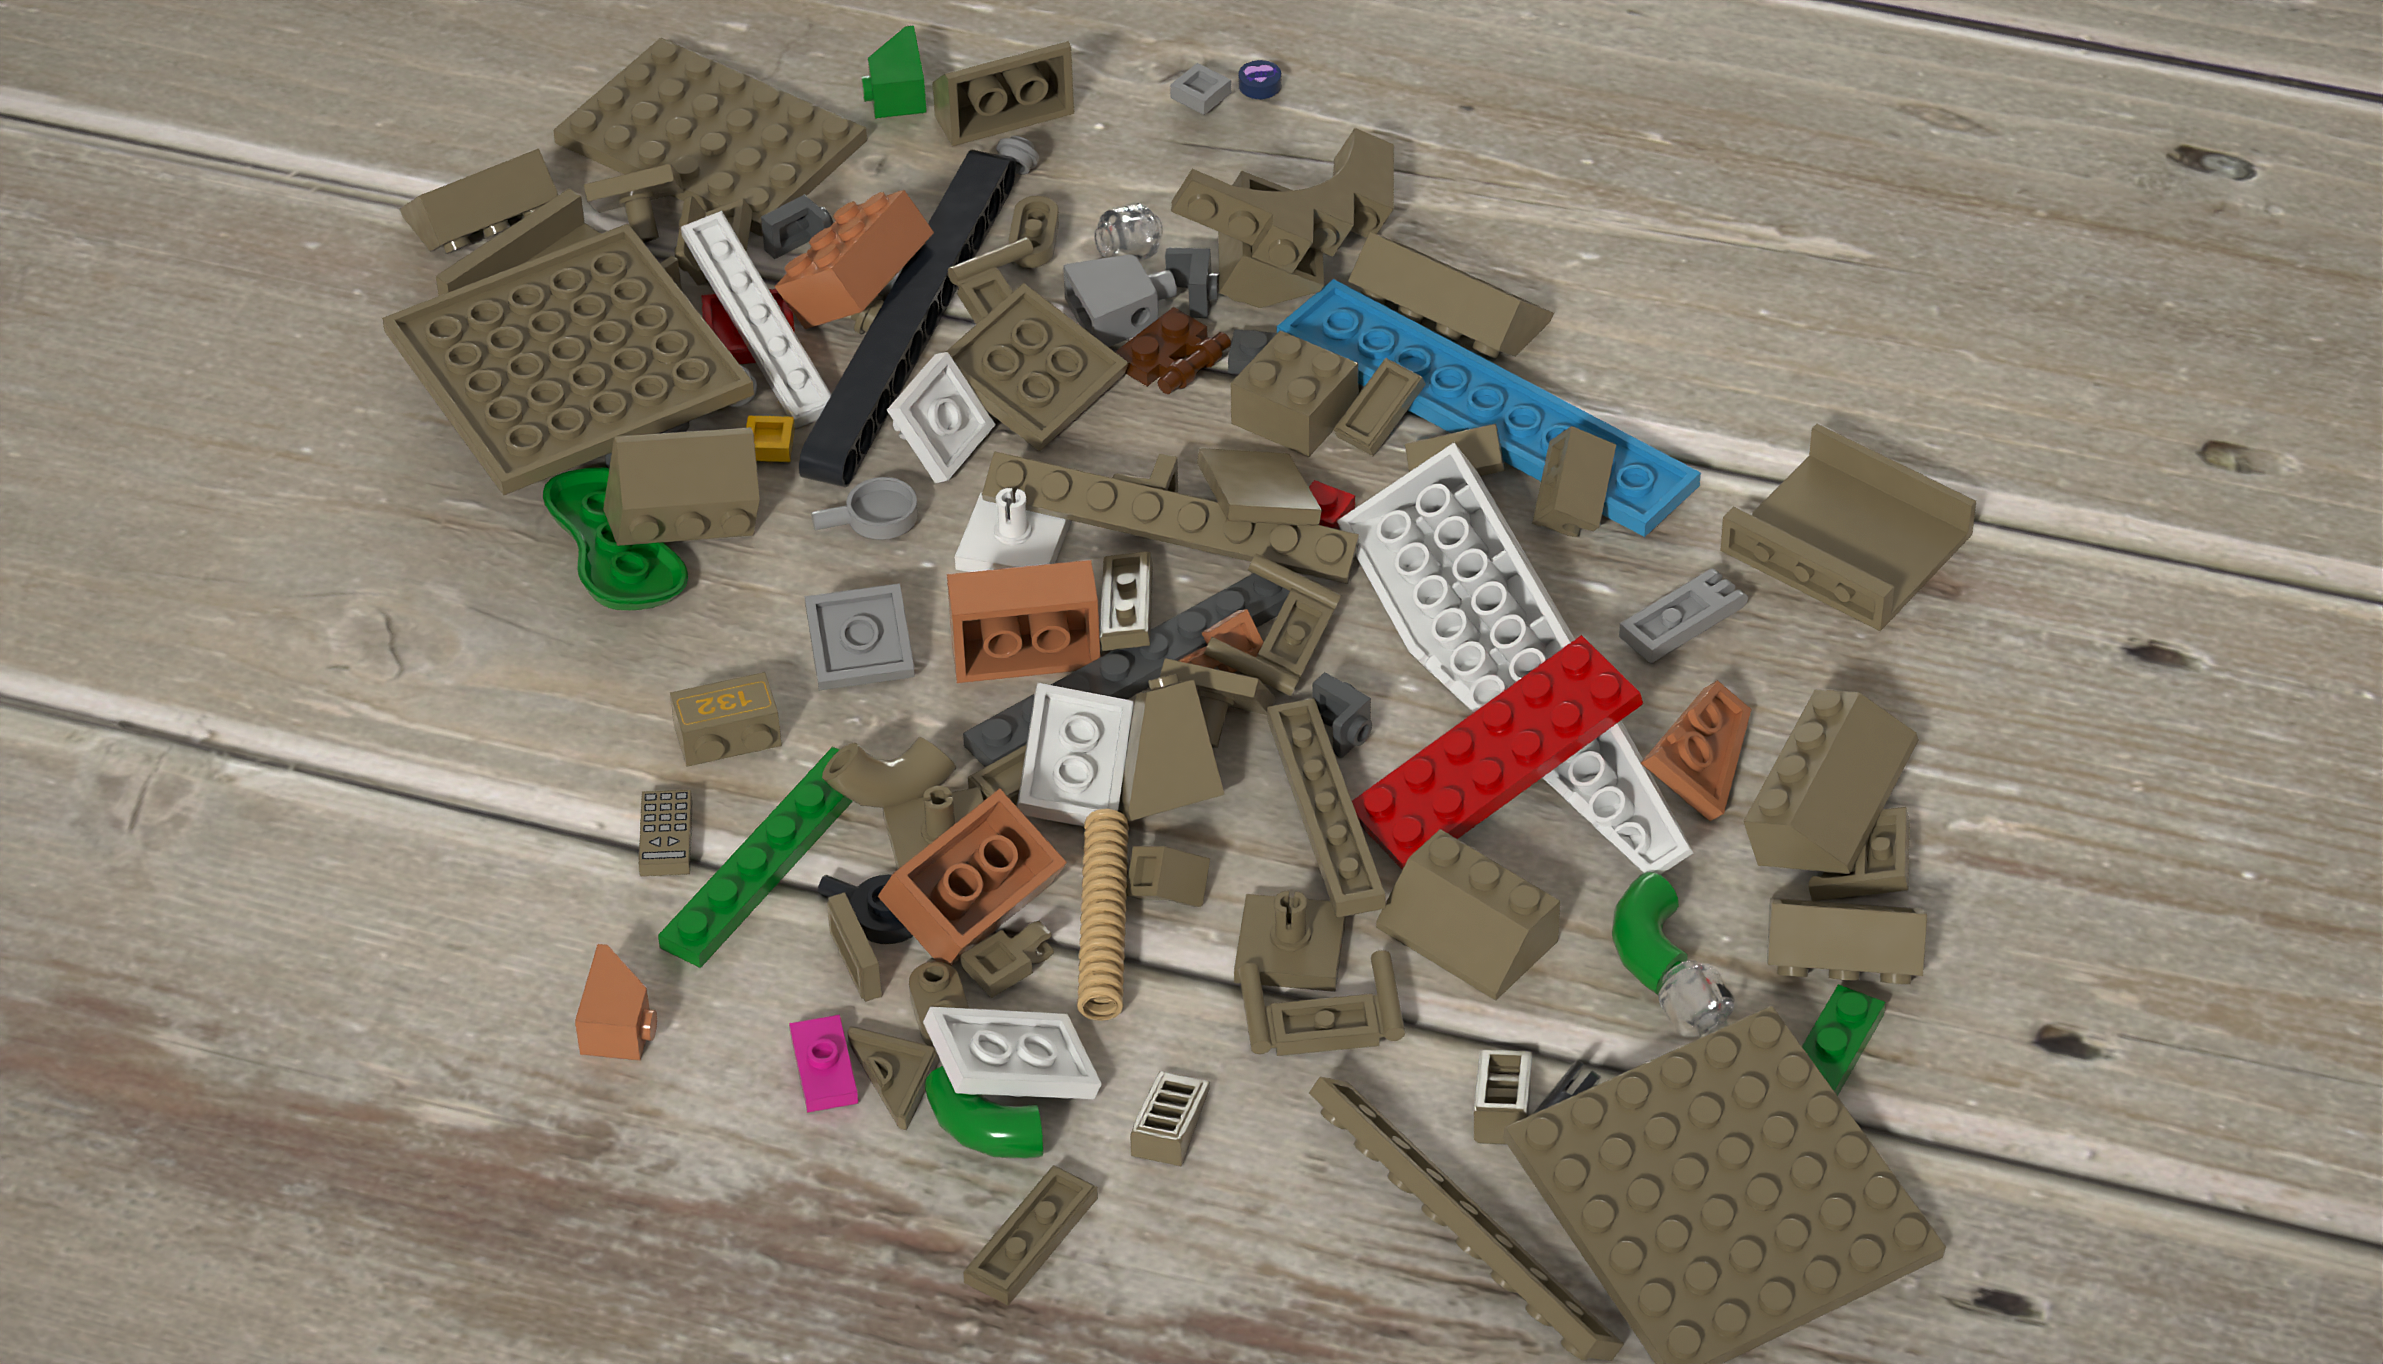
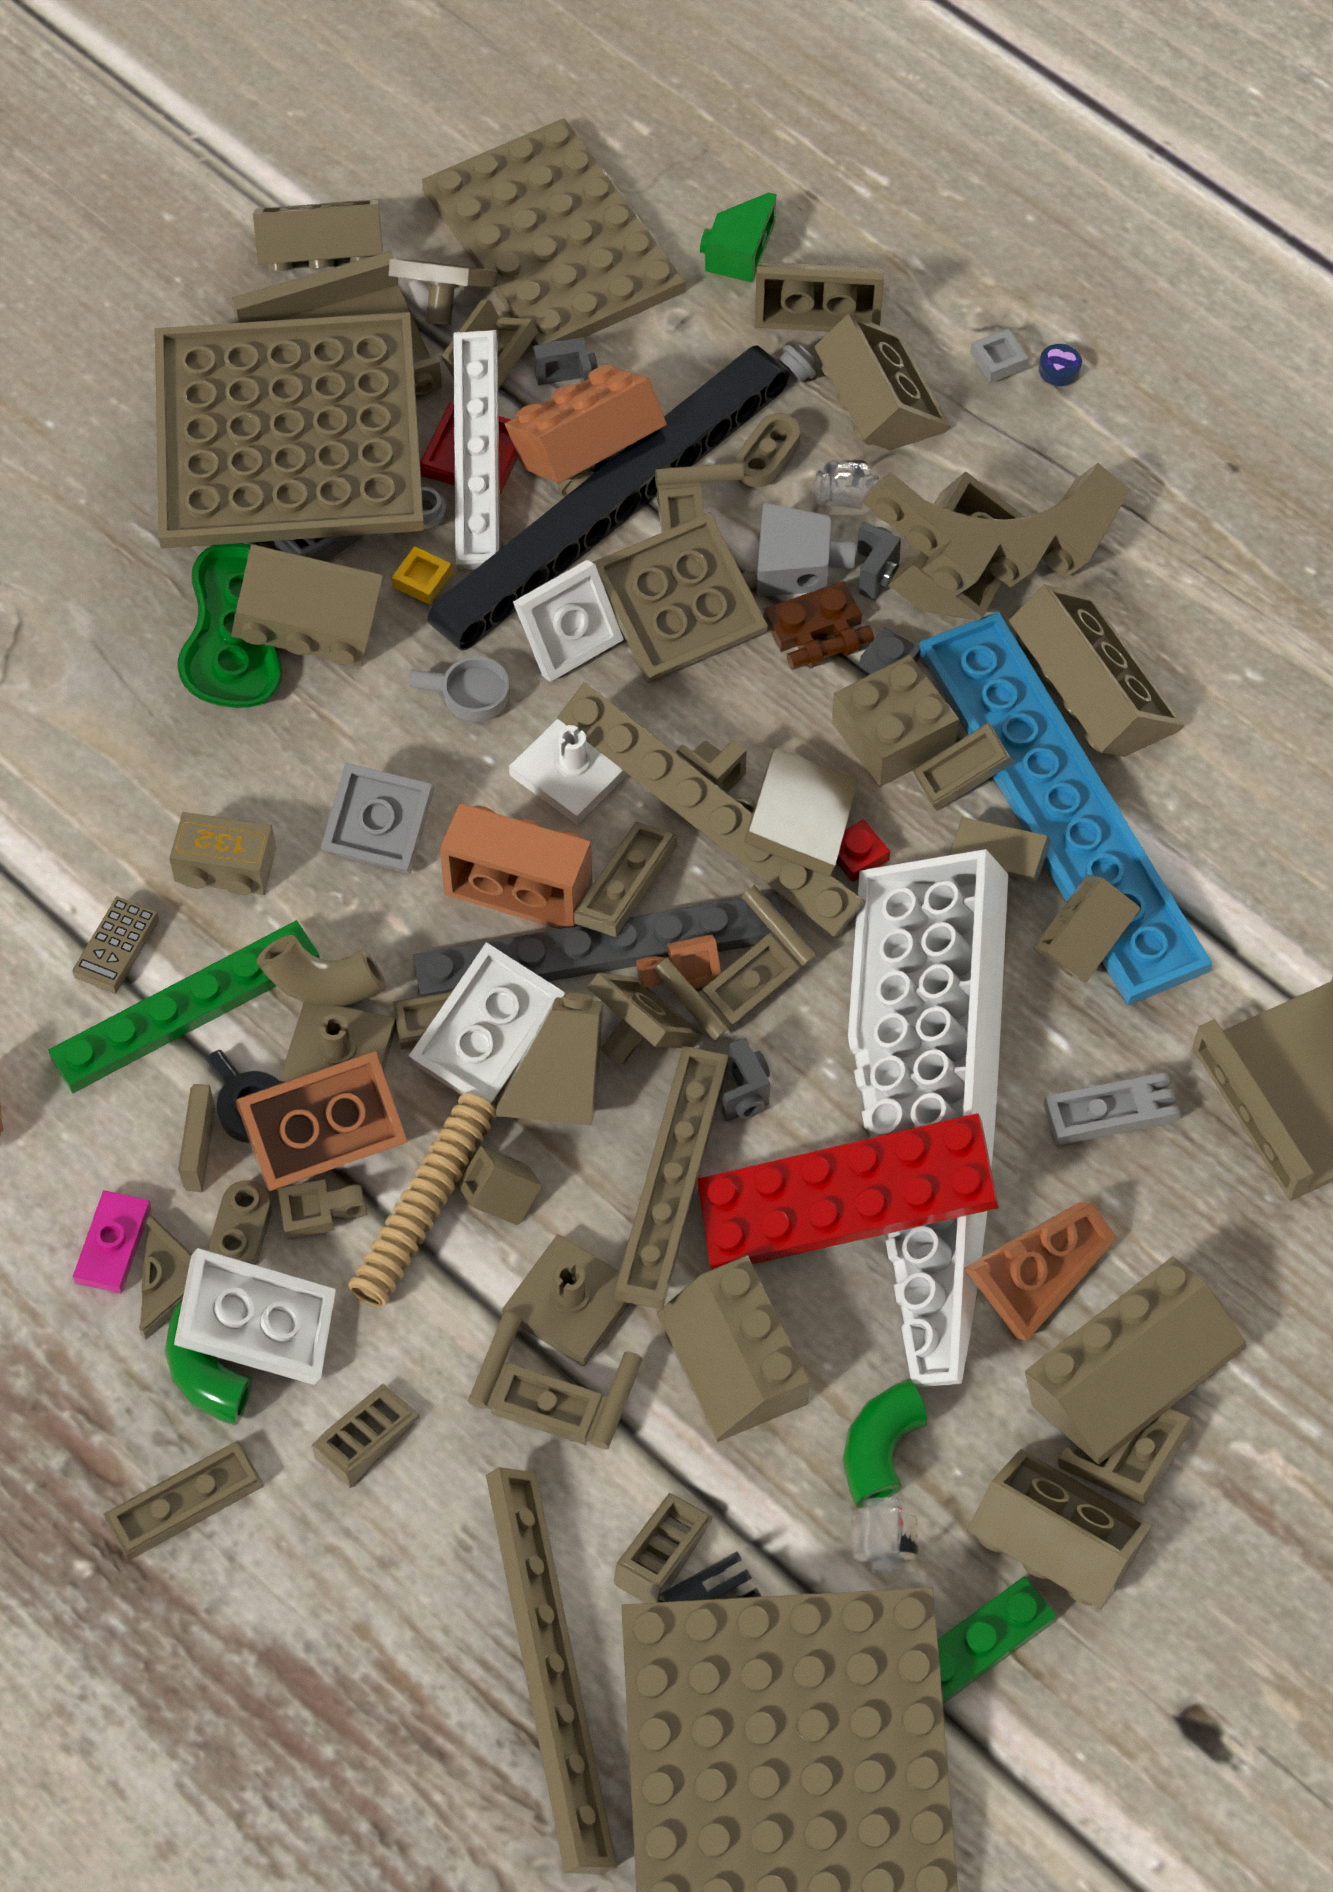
camera: 25 degrees right, 15 degrees up
(1103, 146) = (879, 384): none -> dark tan slope

